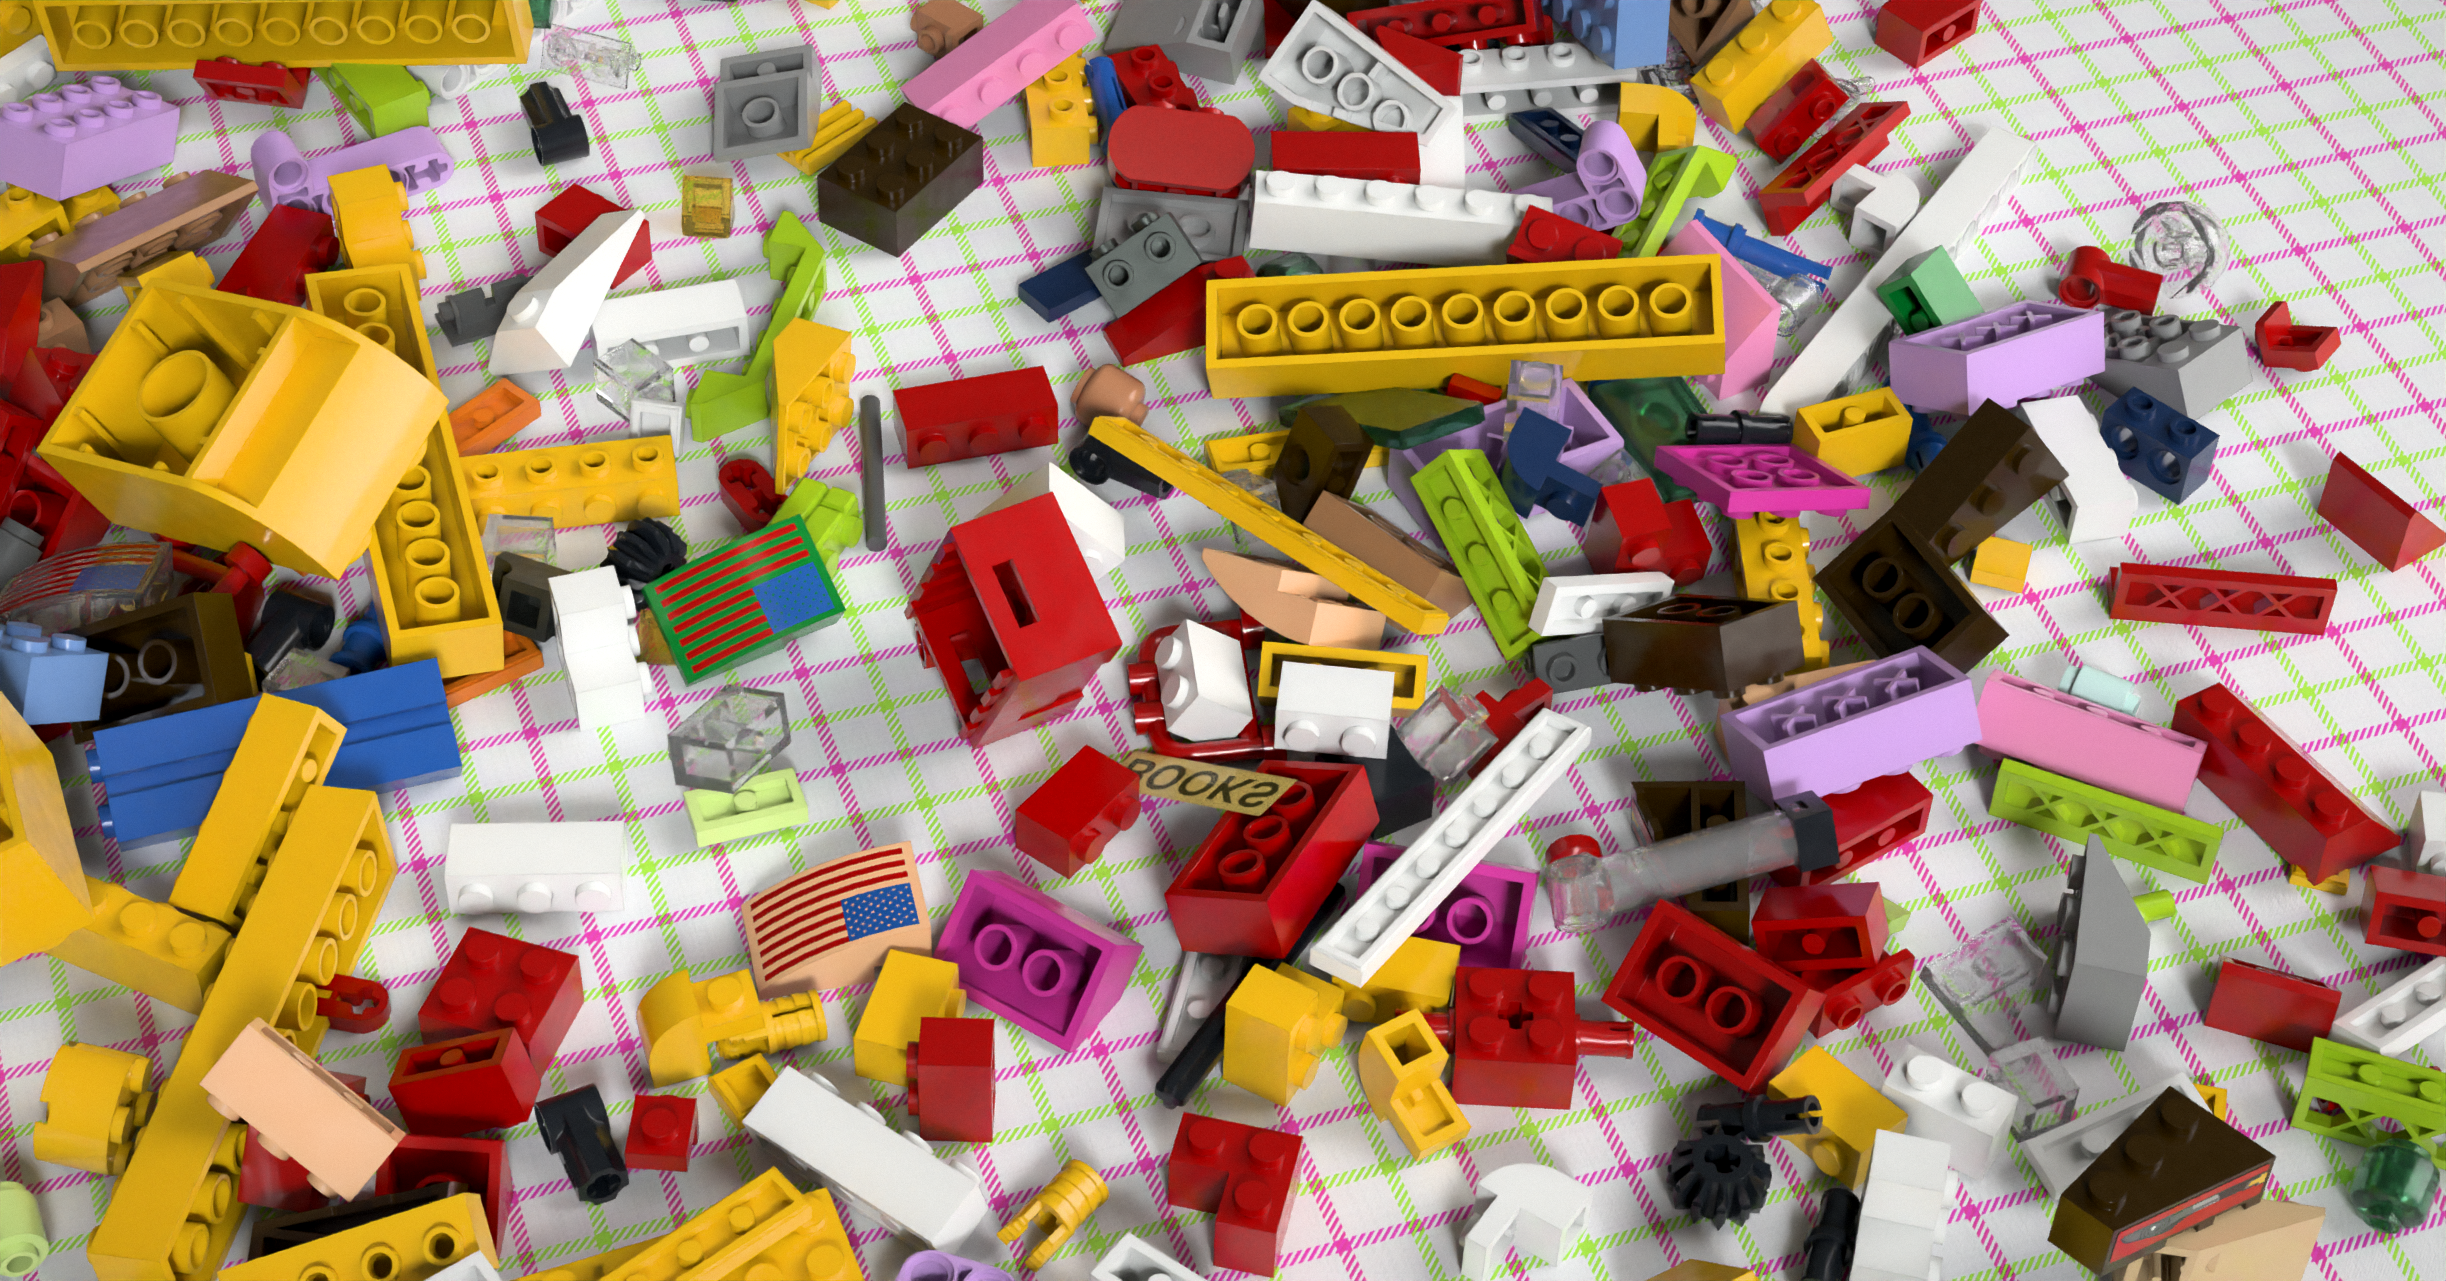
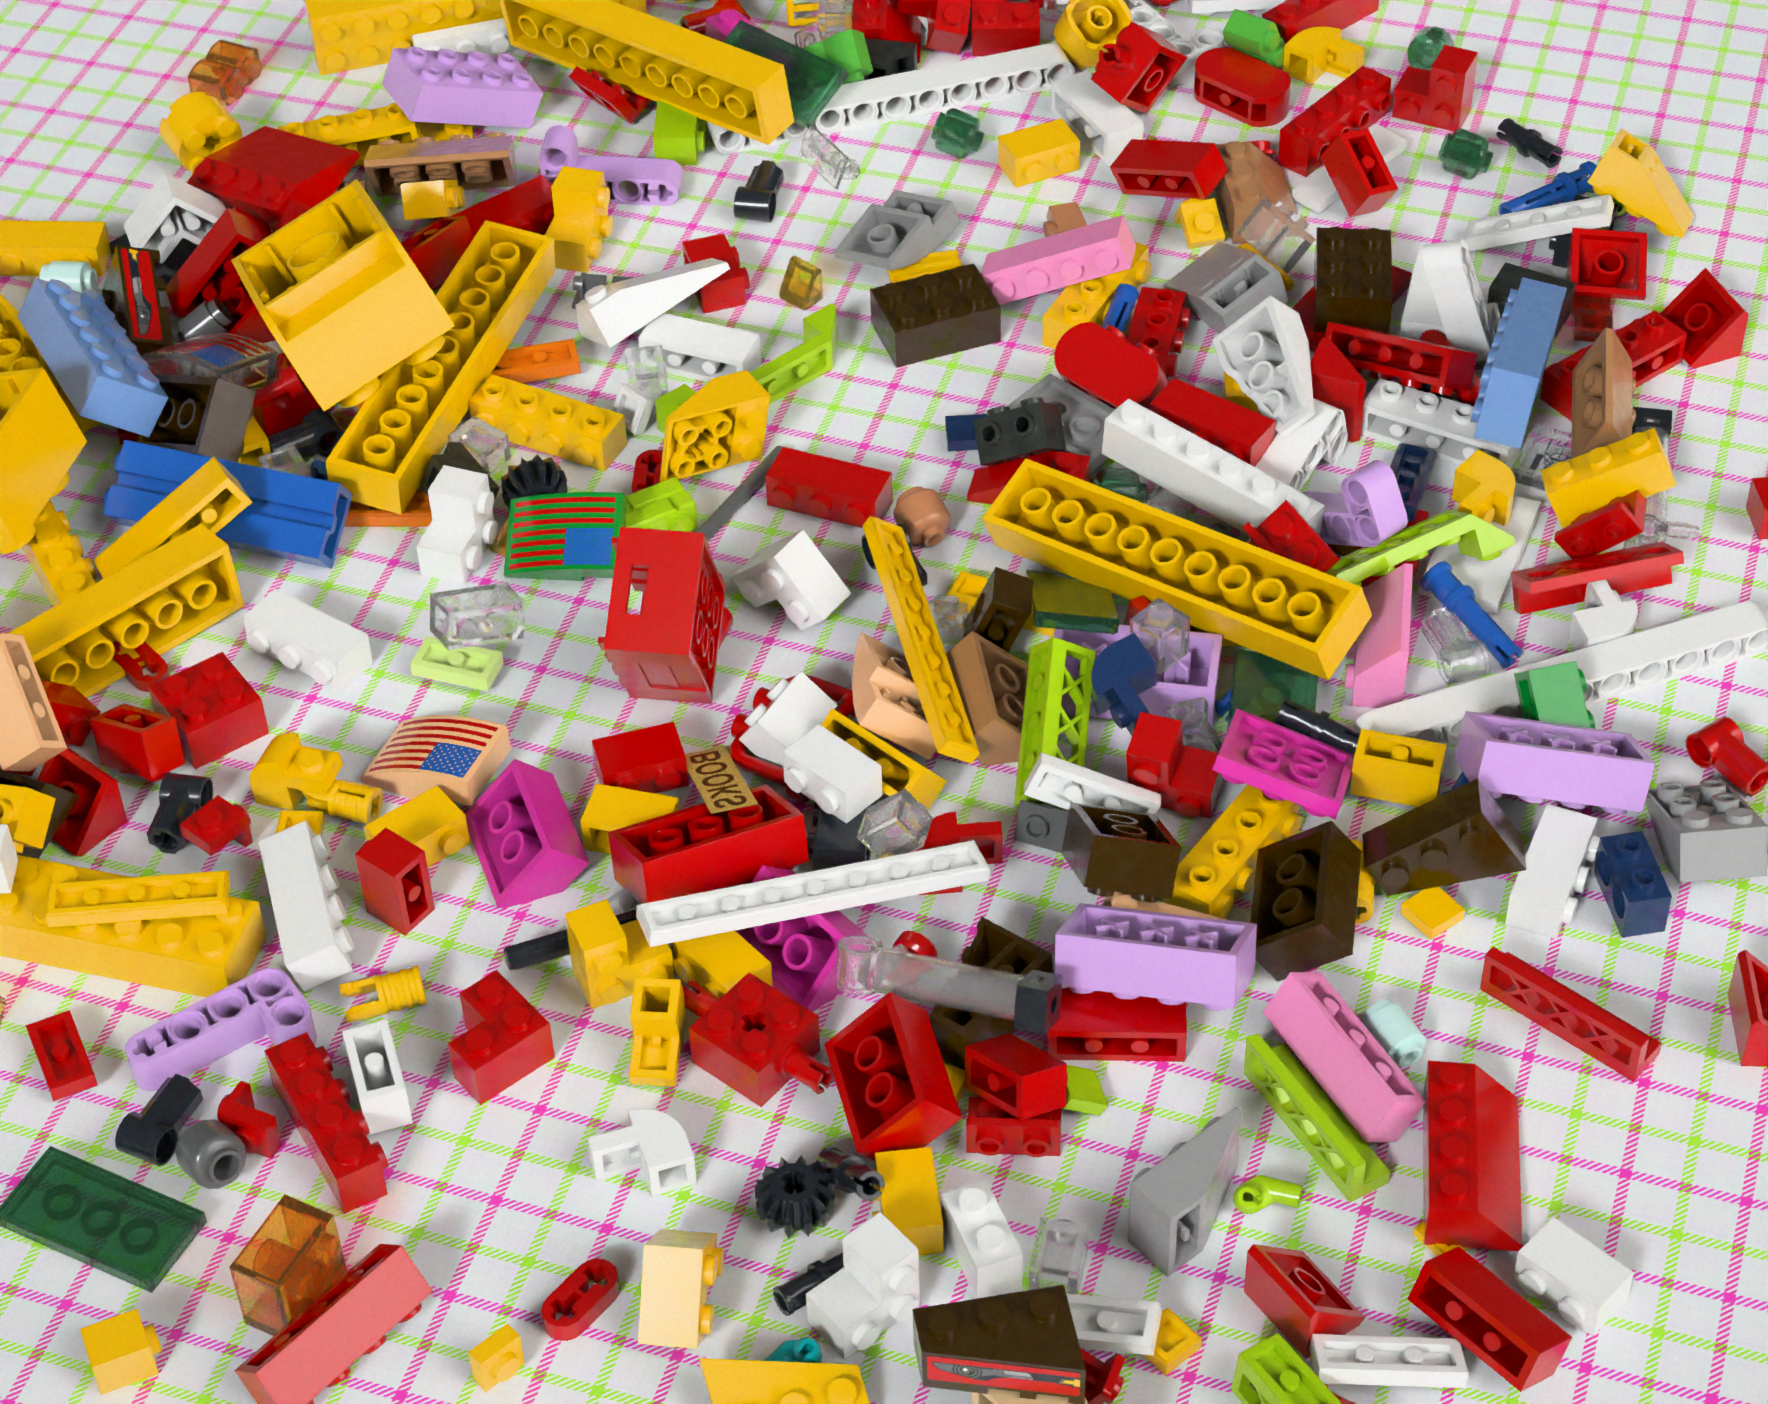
camera: 40 degrees right, 0 degrees up
(1127, 879) = (617, 808): none -> yellow brick
(1987, 981) = (1103, 1173): clear wing -> none

